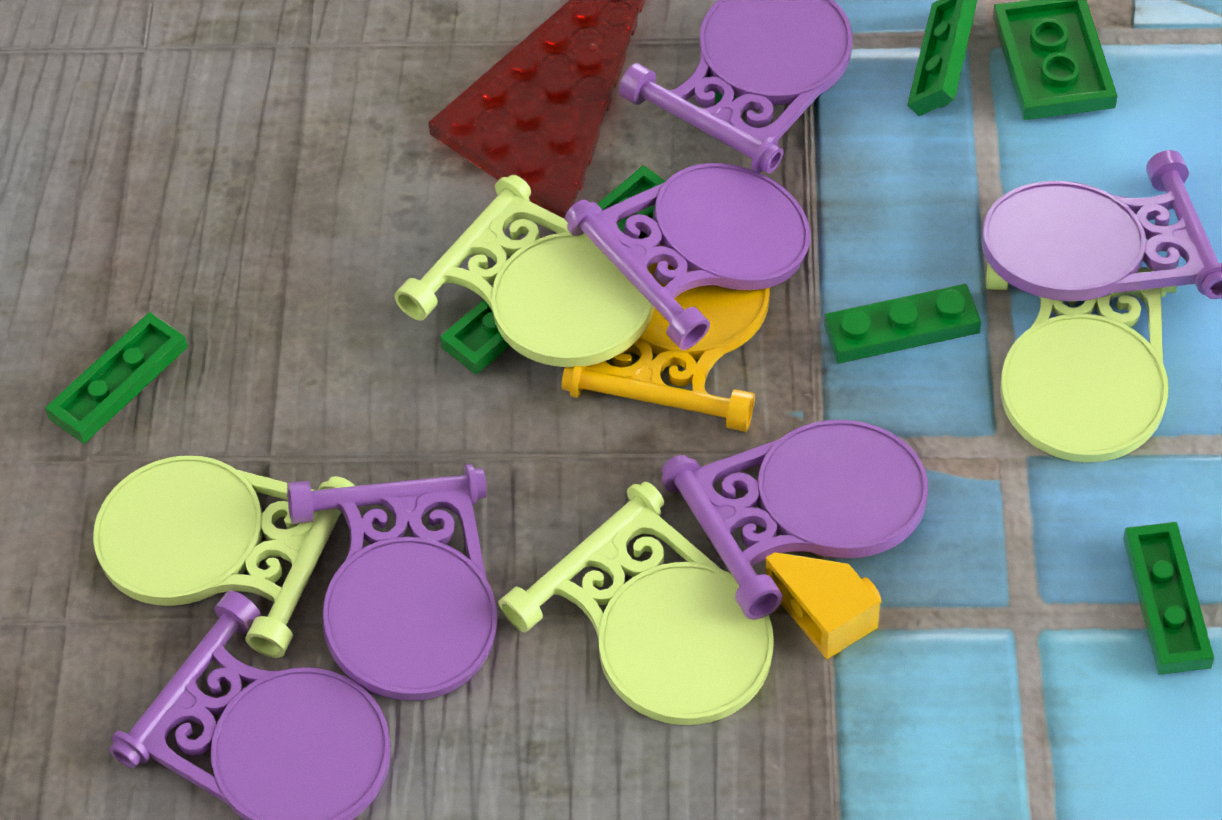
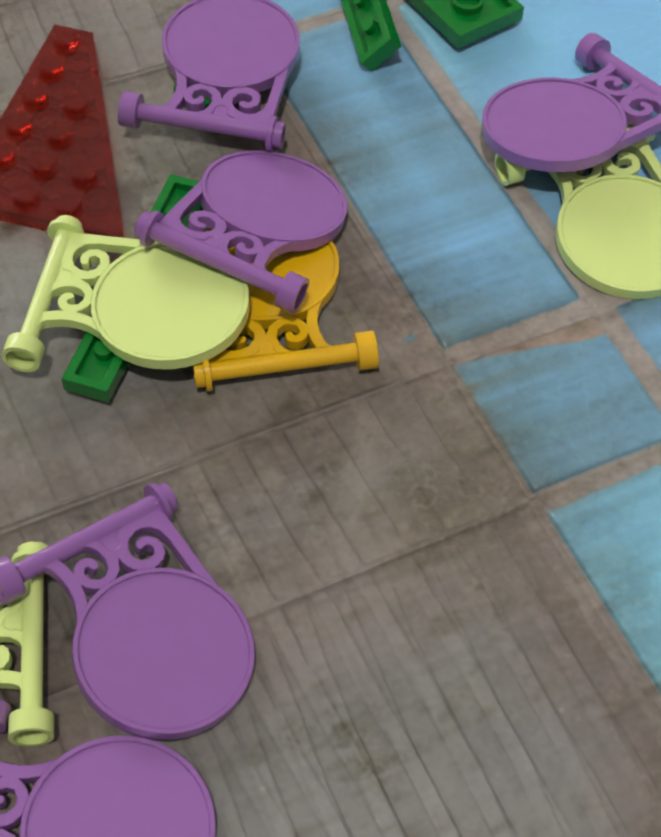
camera: 30 degrees left, 0 degrees up
(668, 634) = (415, 570): yellowish green piece -> none
(820, 487) = (473, 390): medium lavender piece -> none
(825, 600) = (530, 486): yellow slope -> none
(902, 323) = (454, 234): green plate -> none

